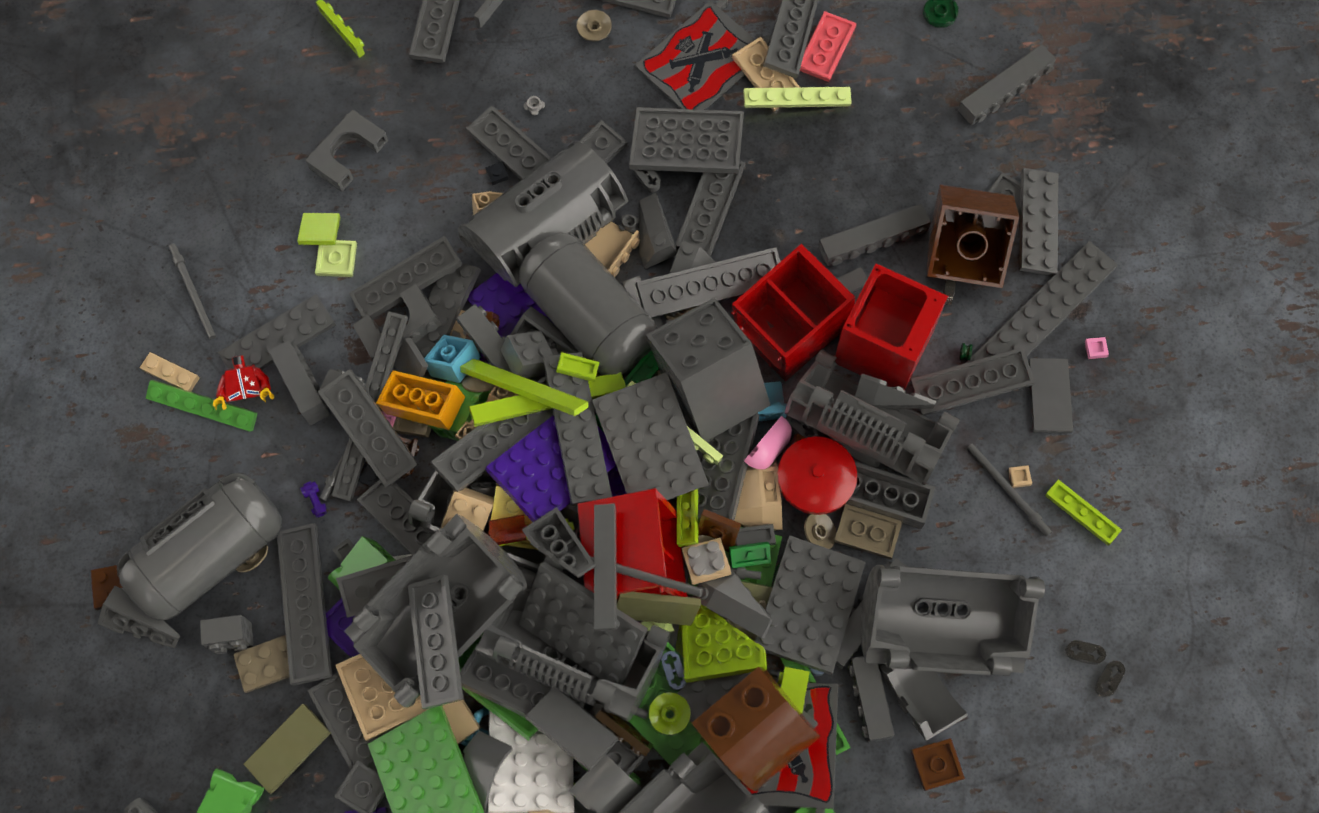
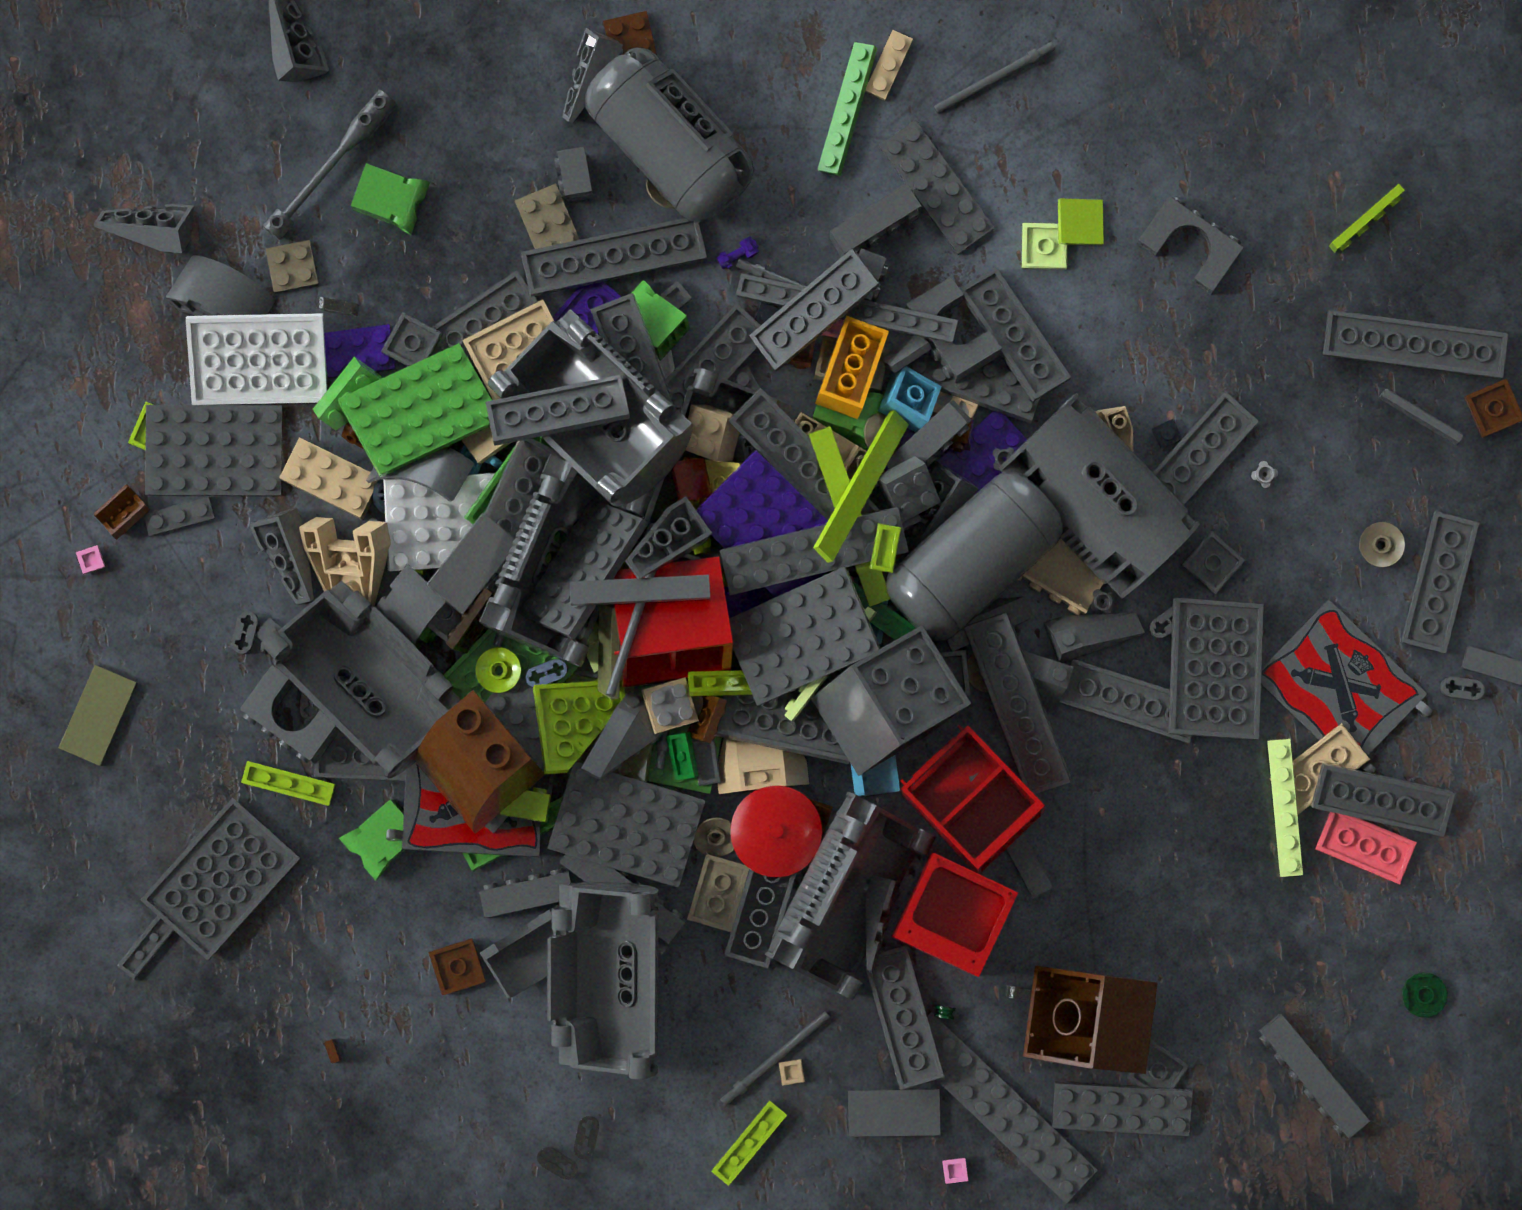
camera: 85 degrees right, 15 degrees up
(242, 383) = (873, 155): red torso -> none
(287, 748) = (454, 255): olive tile -> none
(504, 285) = (999, 454): none -> dark grey plate
(770, 445) = (813, 777): bright pink brick -> none
(874, 235) = (1095, 904): dark grey brick -> none

